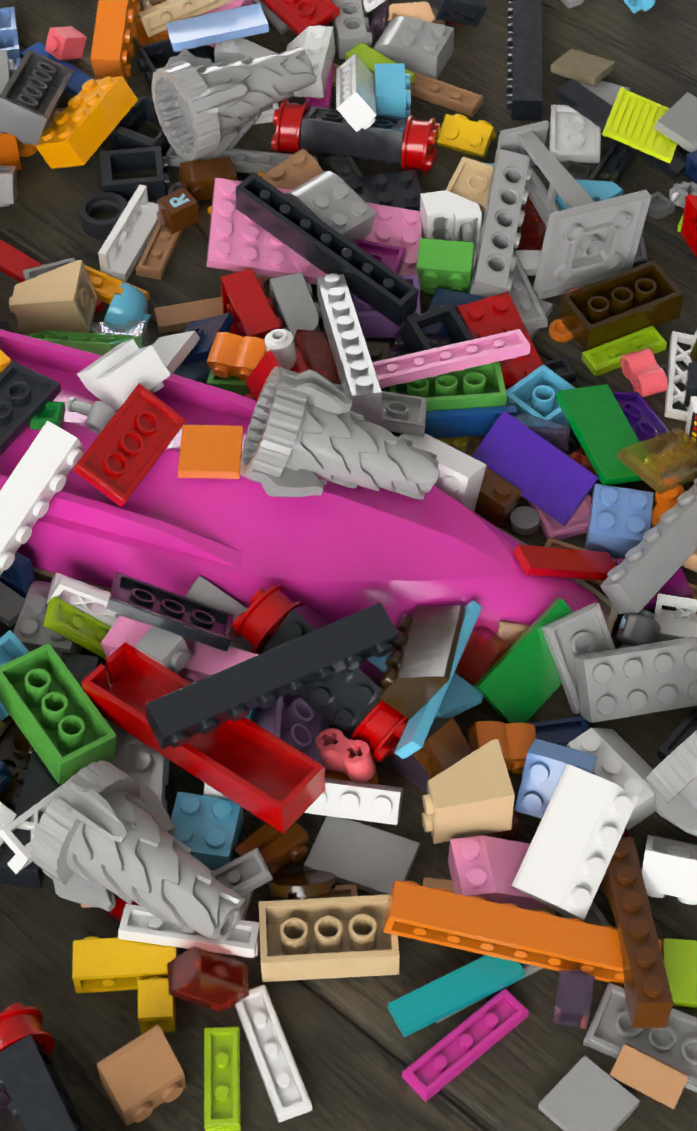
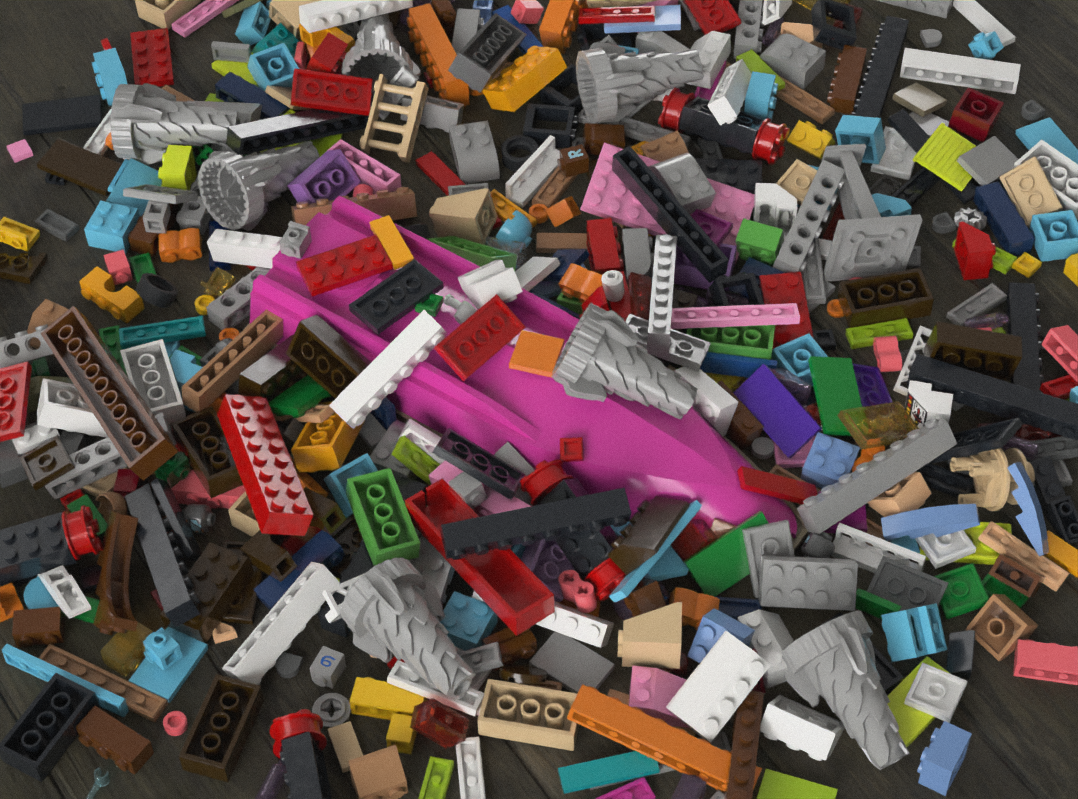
camera: 15 degrees right, 0 degrees up
(27, 936) = (327, 667): none -> light grey brick
(45, 223) = (474, 152): none -> light grey brick
(58, 984) = (340, 704): none -> light grey gear
(80, 1041) = (345, 744): none -> tan tile
(150, 282) = (539, 213): none -> orange tile
(180, 275) = (563, 211): none -> orange panel
(184, 26) = (617, 14): none -> red tile
(290, 567) = (571, 449): none -> red tile
(488, 51) = (847, 79): none -> reddish brown brick
(531, 108) = (863, 131): none -> medium azure brick
(619, 26) = (960, 70): none -> white brick
(657, 71) = (975, 114): none -> dark red brick

